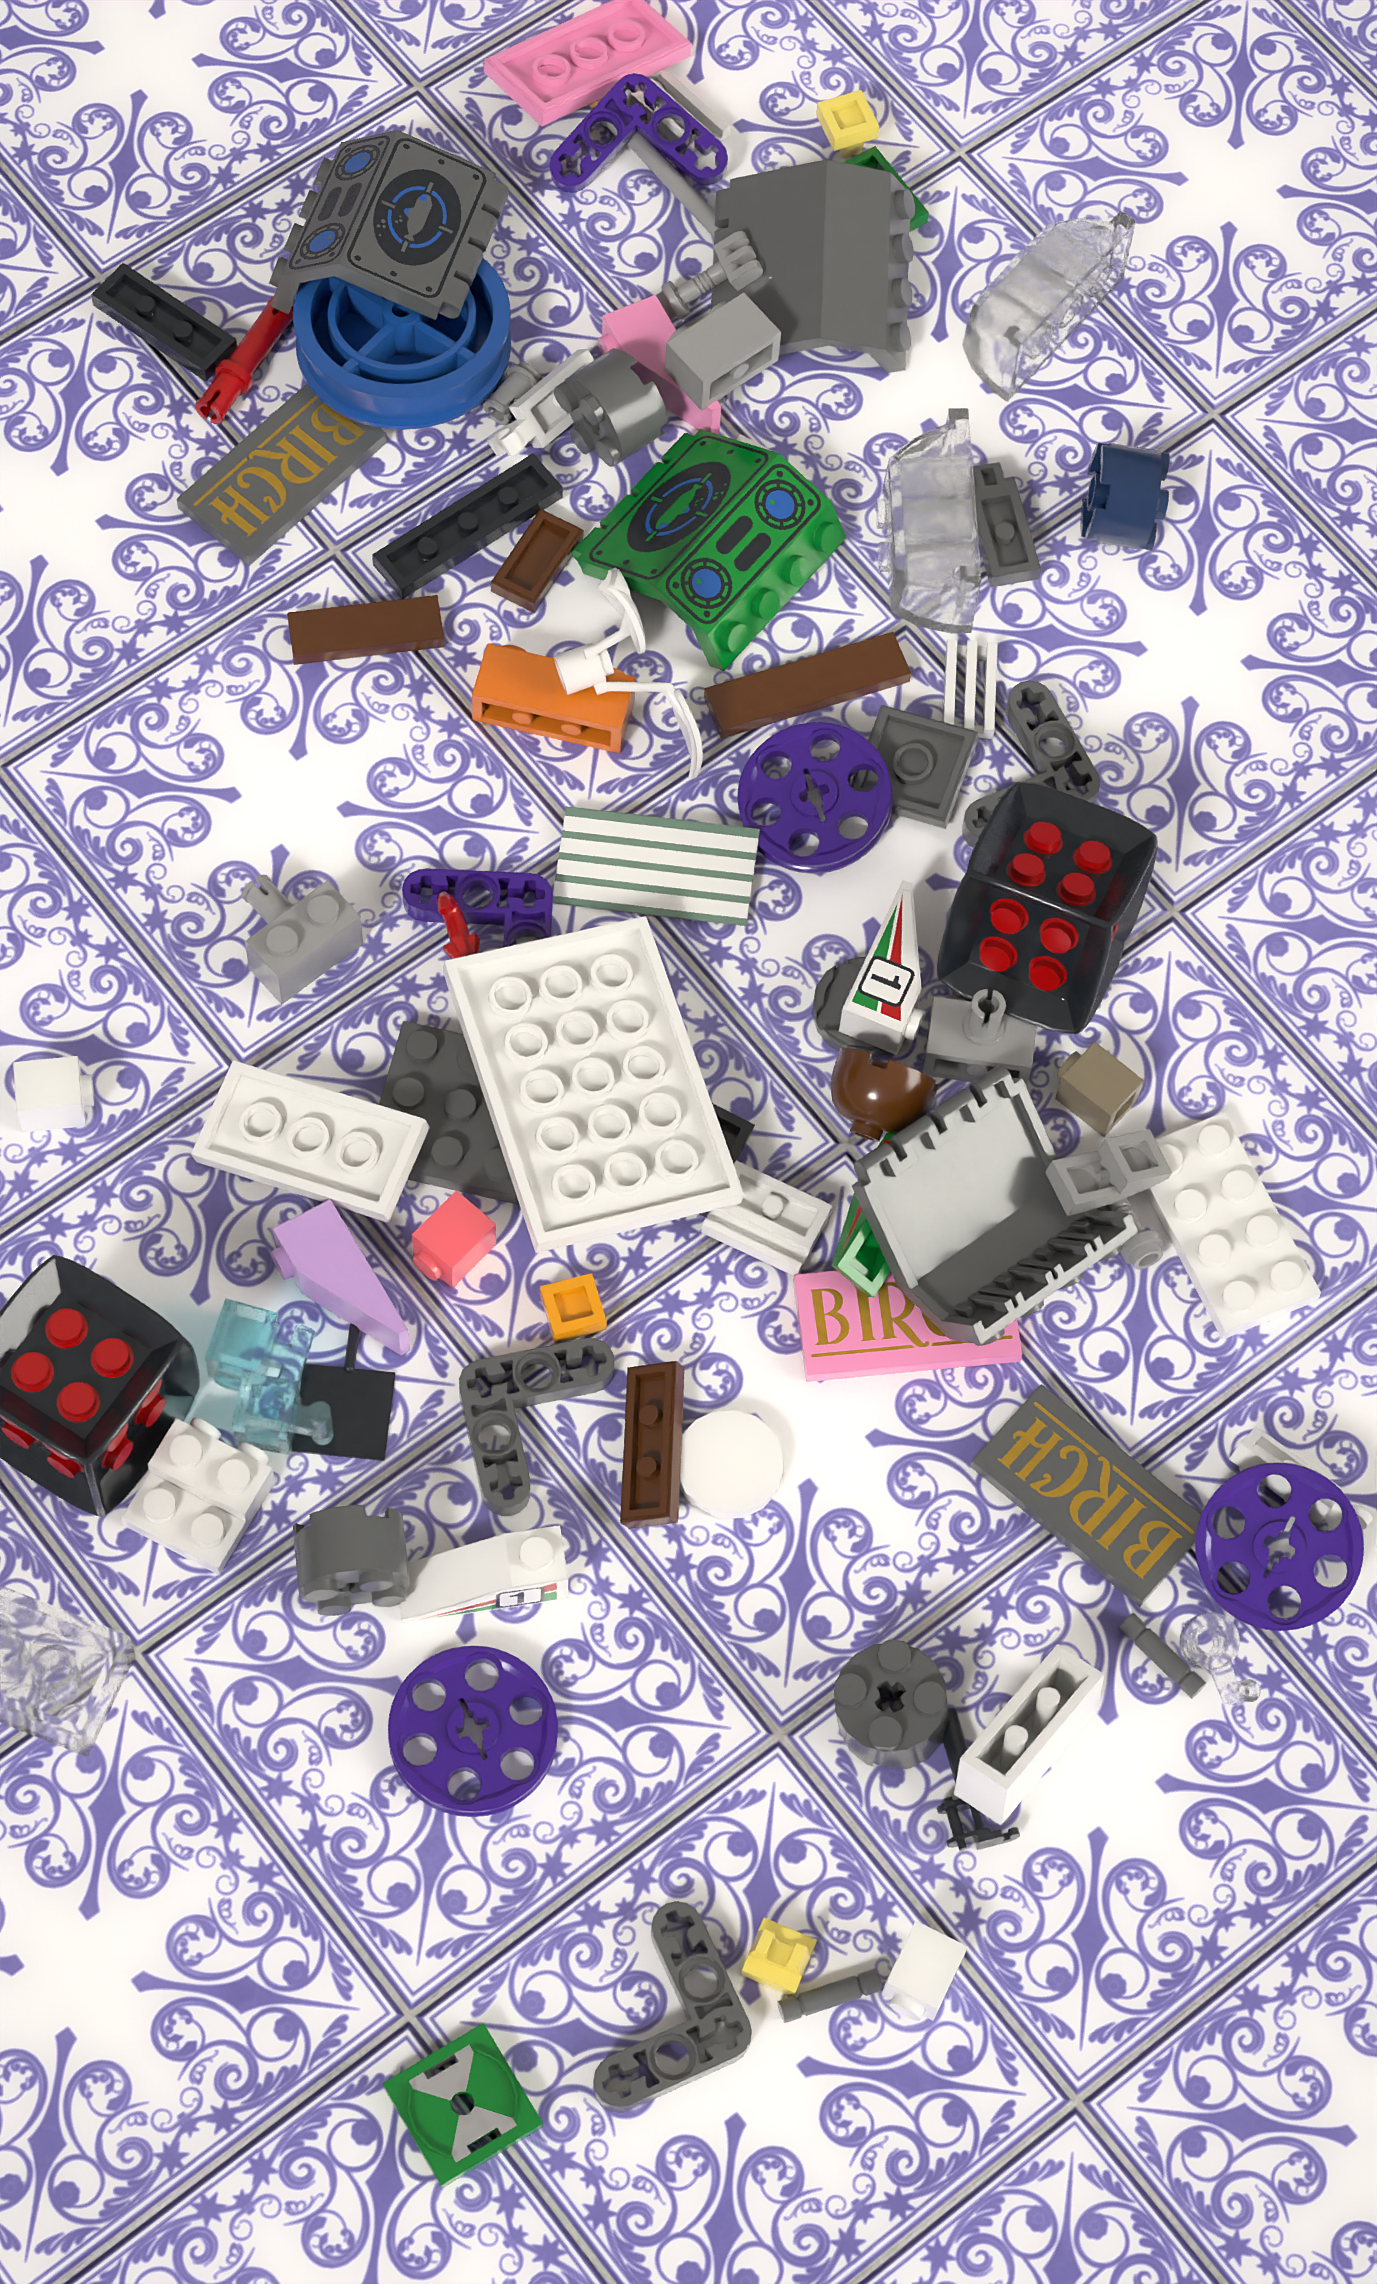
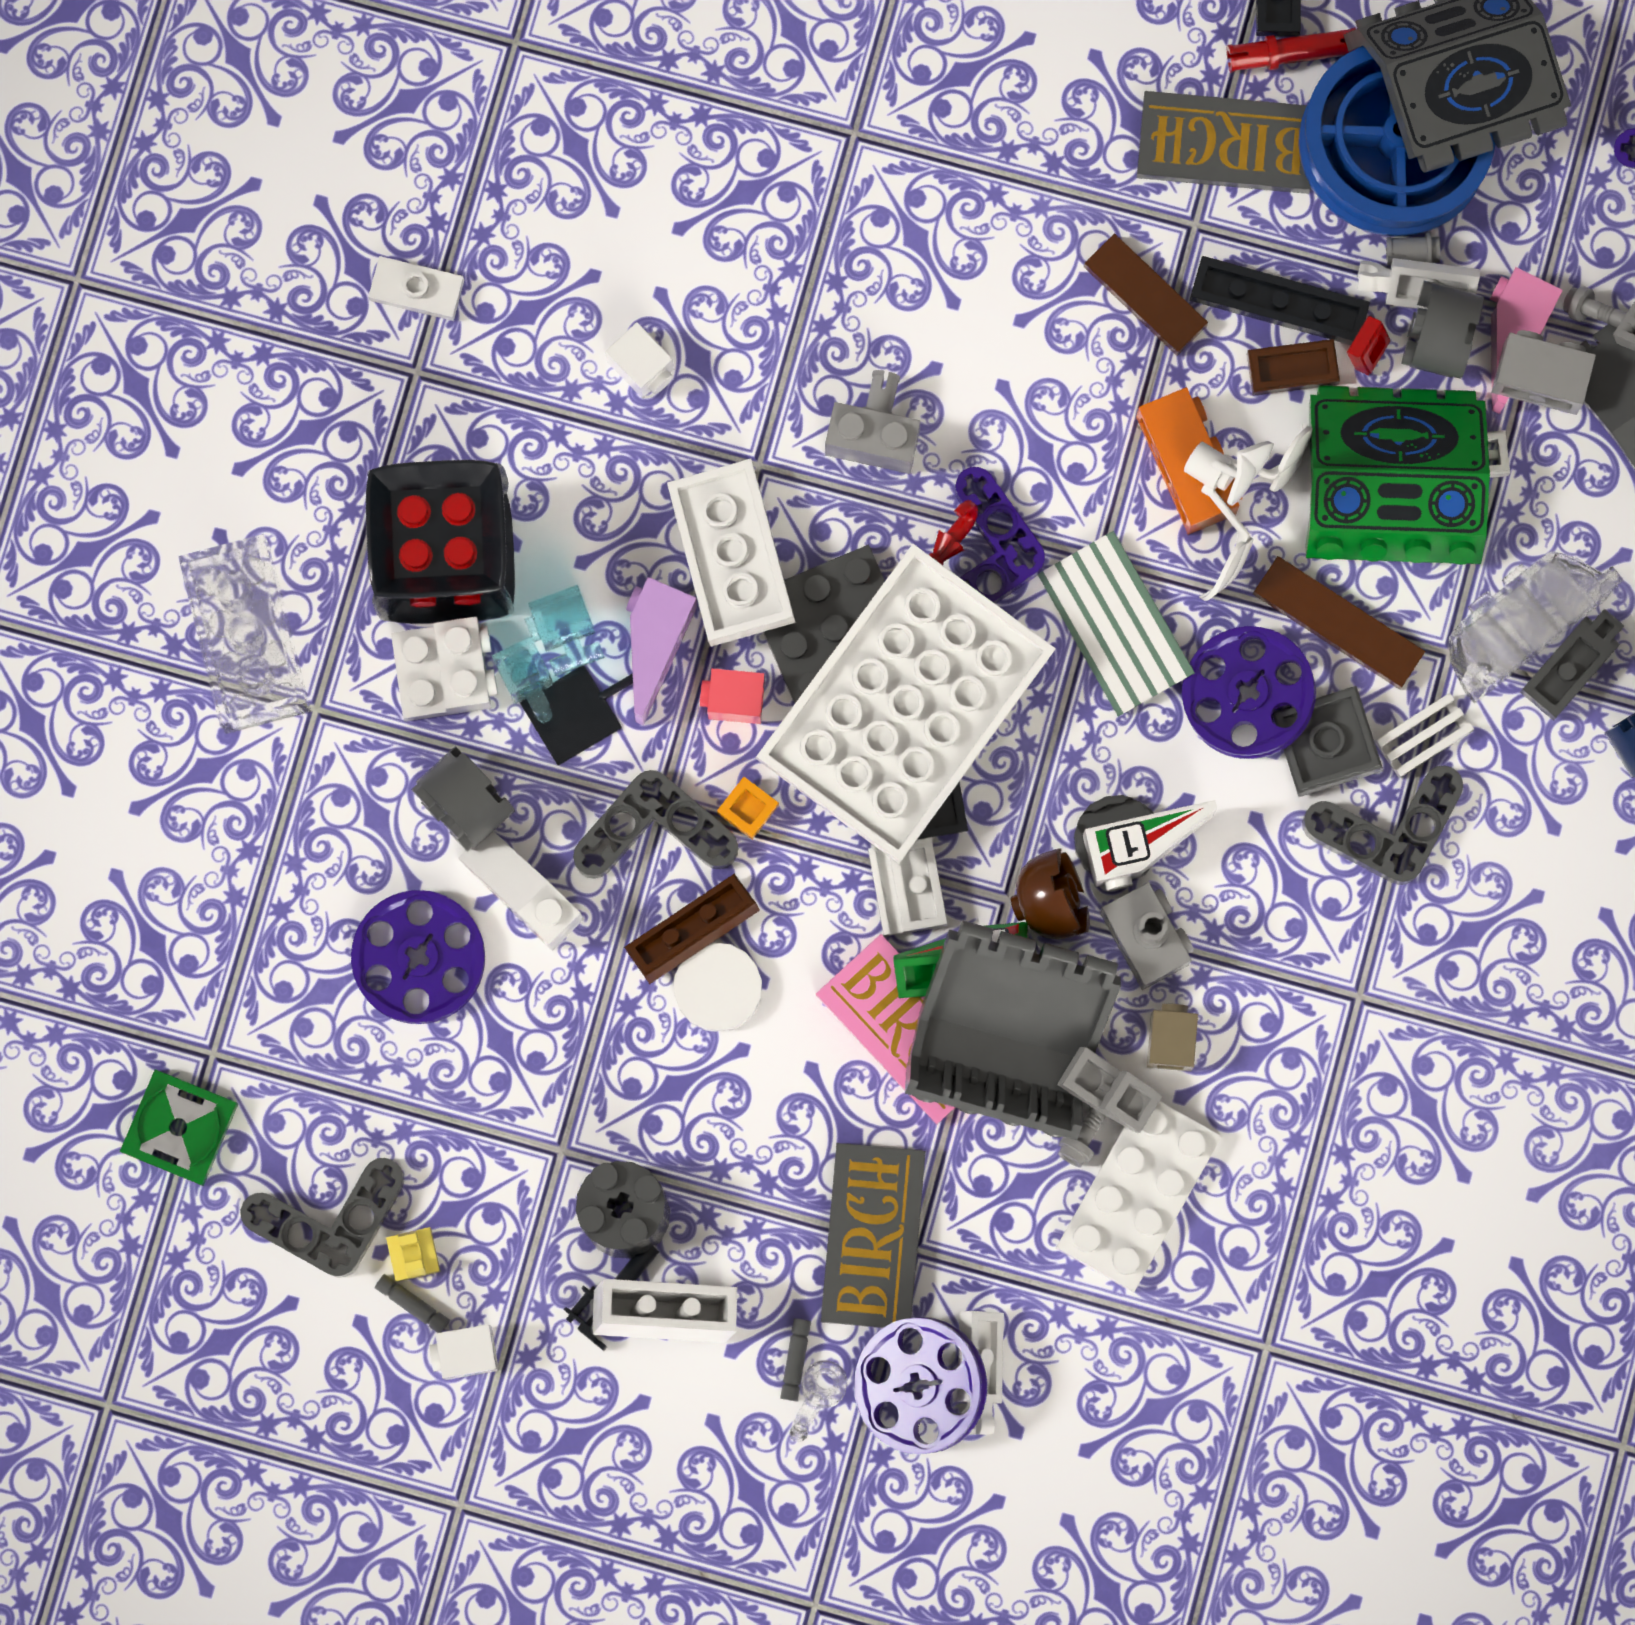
camera: 60 degrees right, 15 degrees up
(572, 482) = (1368, 345): none -> red tile
(1047, 906) = (1260, 912): black piece -> none

